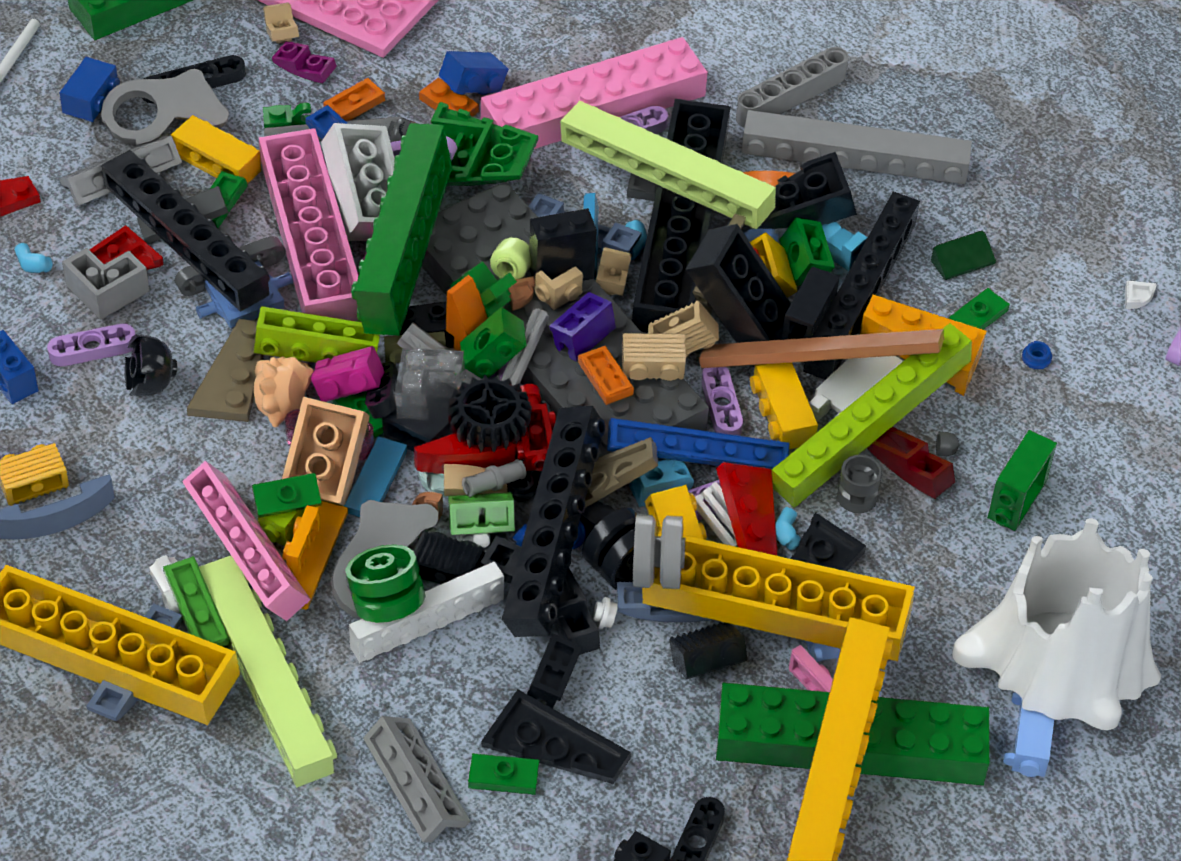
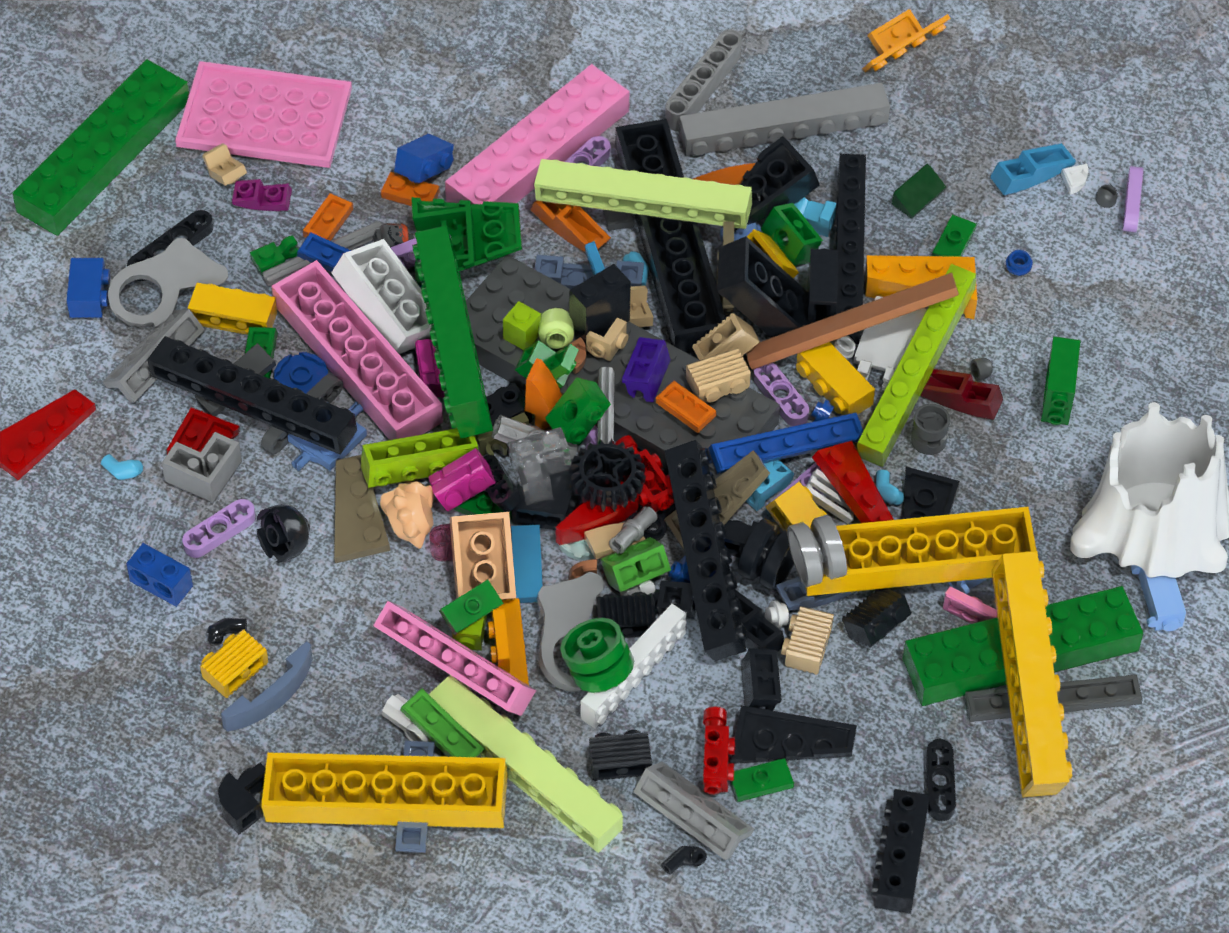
camera: 20 degrees left, 5 degrees up
(44, 436) = (225, 625): none -> black arm
(249, 227) = (300, 371): none -> blue tile
(365, 694) = (619, 755): none -> black brick
(381, 822) = (684, 857): none -> black arm
(467, 727) = (717, 751): none -> red brick
(477, 244) = (521, 325): none -> lime brick
(590, 176) = (570, 223): none -> orange slope
(624, 649) = (808, 639): none -> tan brick
(755, 429) = (822, 410): none -> blue plate
(809, 376) = (845, 346): none -> white plate
(874, 803) = (1073, 695): none -> dark grey tile
(1012, 105) = (899, 33): none -> light orange bracket
(1094, 269) = (1031, 168): none -> dark azure slope
(1163, 321) = (1106, 196): none -> dark grey hinge

